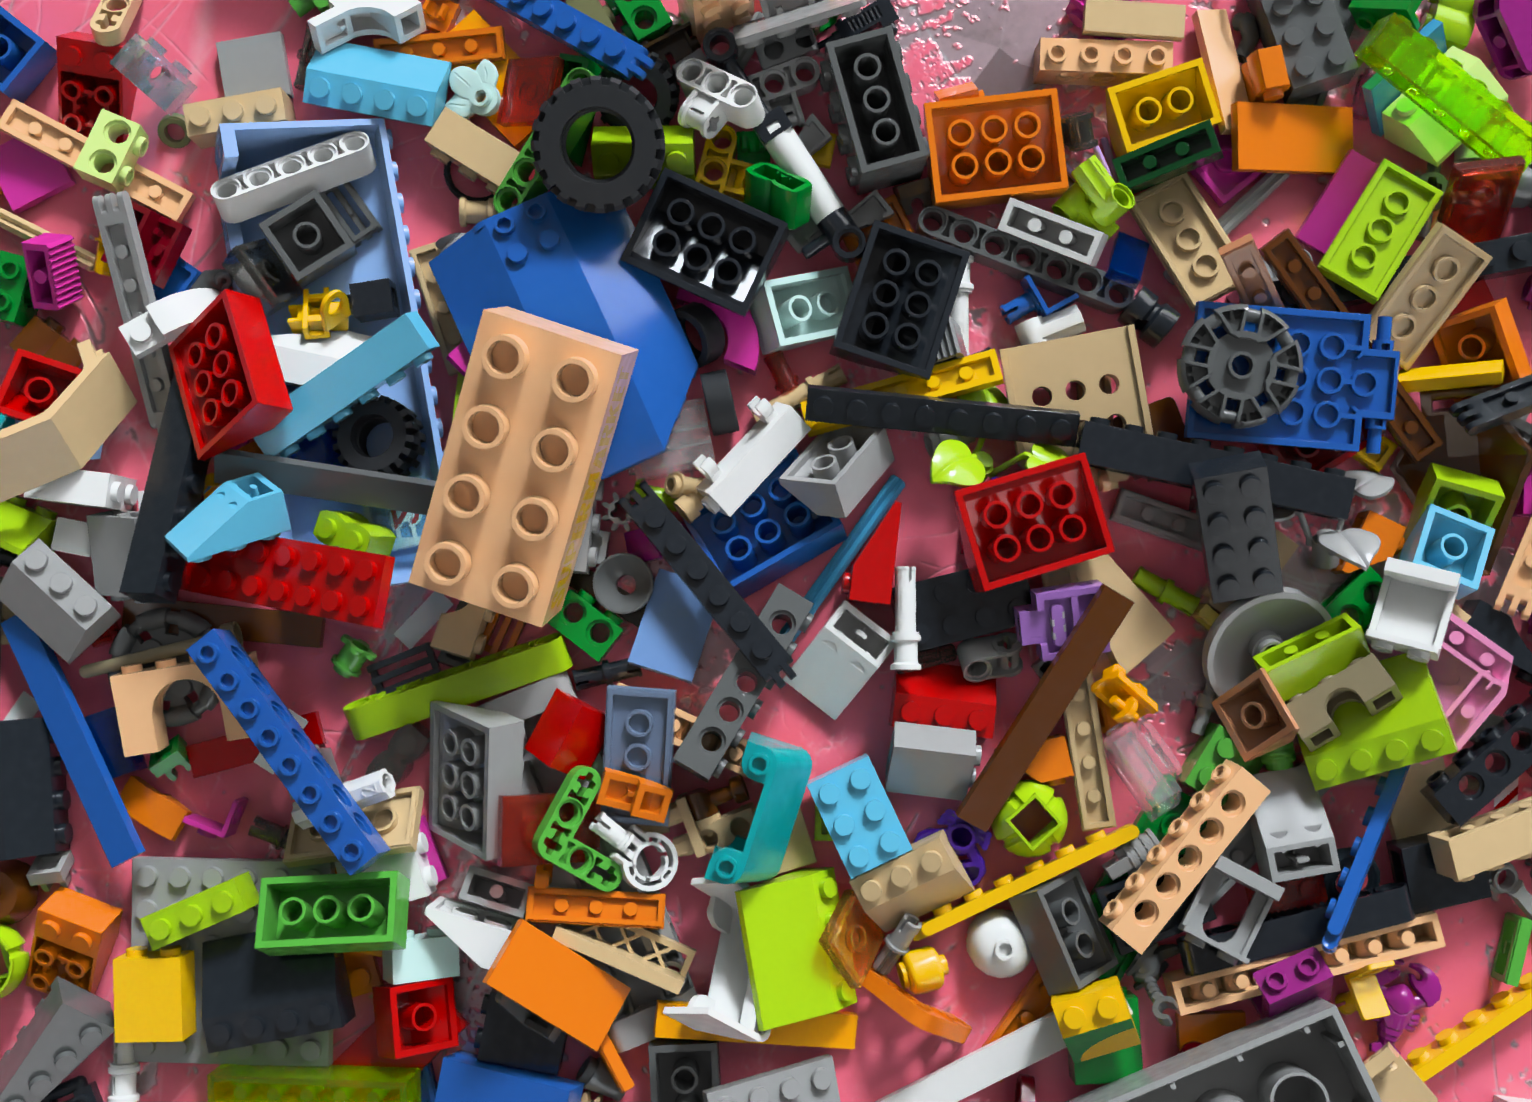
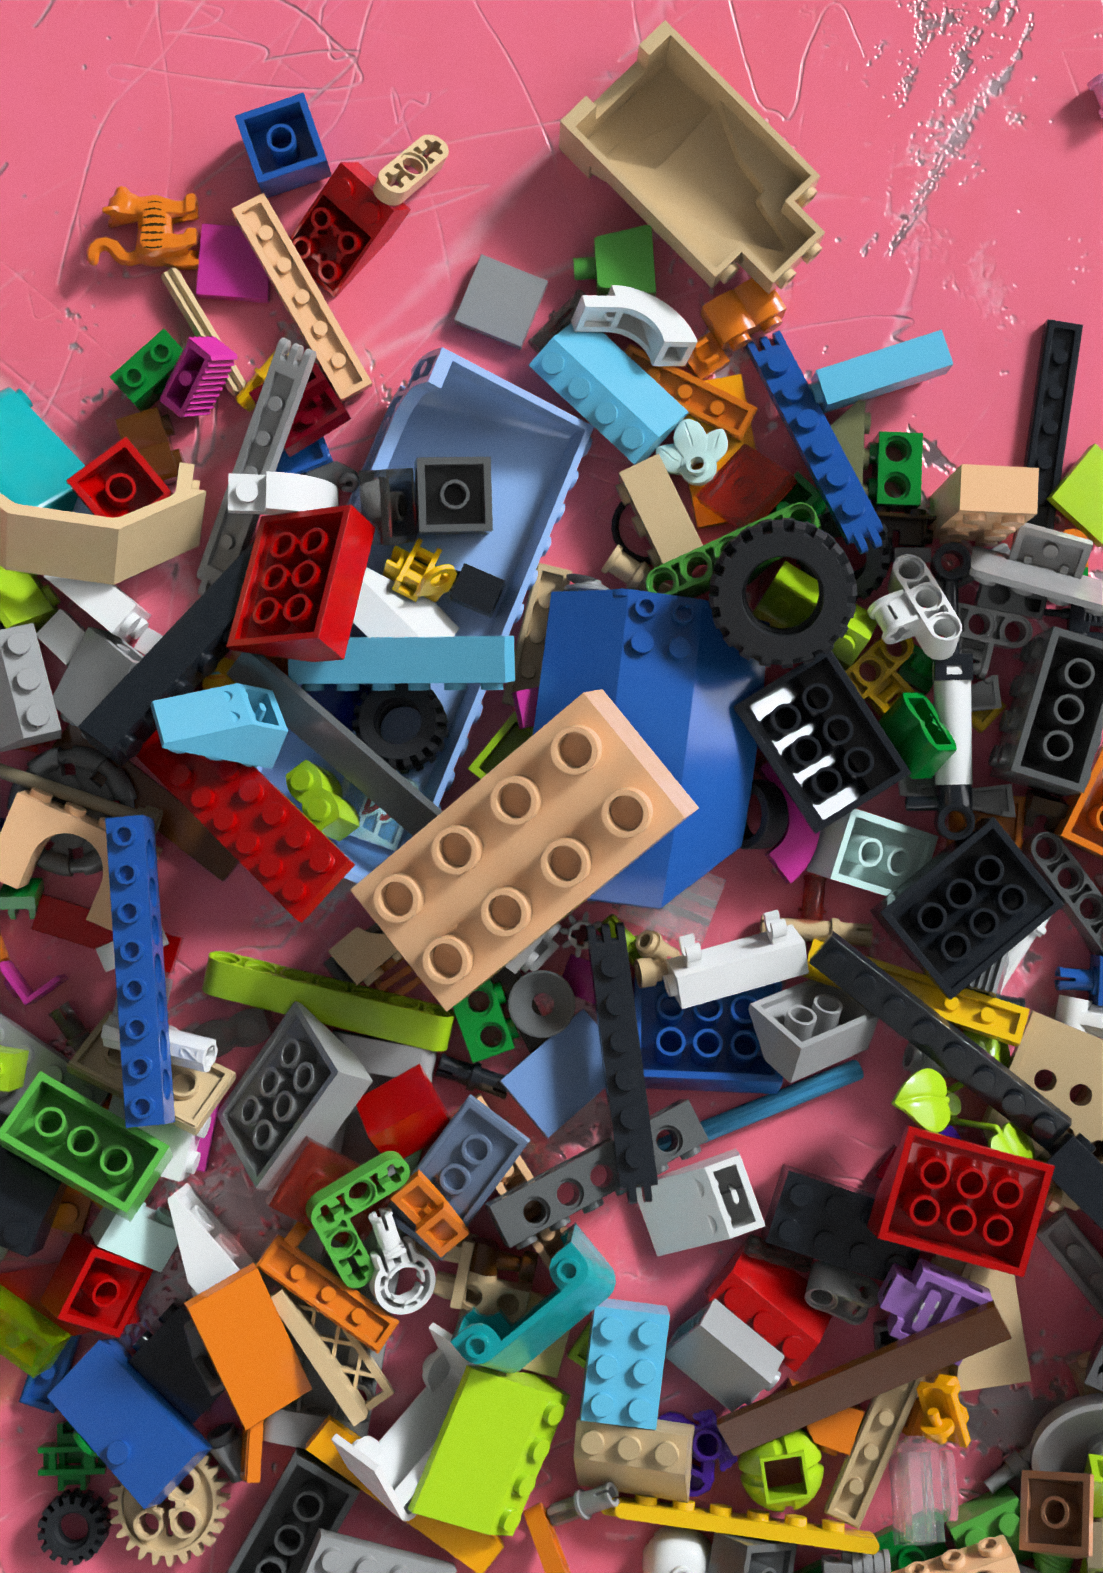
camera: 30 degrees right, 0 degrees up
(102, 149) = (316, 294): yellowish green brick -> none
(139, 59) = (405, 232): clear light blue brick -> none
(163, 134) = (398, 301): olive piece -> none
(259, 106) = (434, 327): tan brick -> none
(293, 176) = (476, 431): white beam -> none
(352, 657) = (247, 910): bright green brick -> none
(366, 233) = (508, 520): dark grey tile -> none
(378, 679) = (318, 957): black tile -> none
(423, 619) = (334, 915): white sticker -> none
(495, 893) = (243, 1219): light grey brick -> none
(719, 402) = (739, 892): black tyre -> none
(851, 939) = (545, 1476): clear orange tile -> none
(873, 570) = (787, 1138): red slope -> none
(905, 634) = (776, 1225): white pin -> none
(922, 970) = (591, 1544): yellow head -> none
(1165, 591) = (1044, 1335): lime pin -> none
(1205, 615) = (1067, 1383): light yellow tile -> none

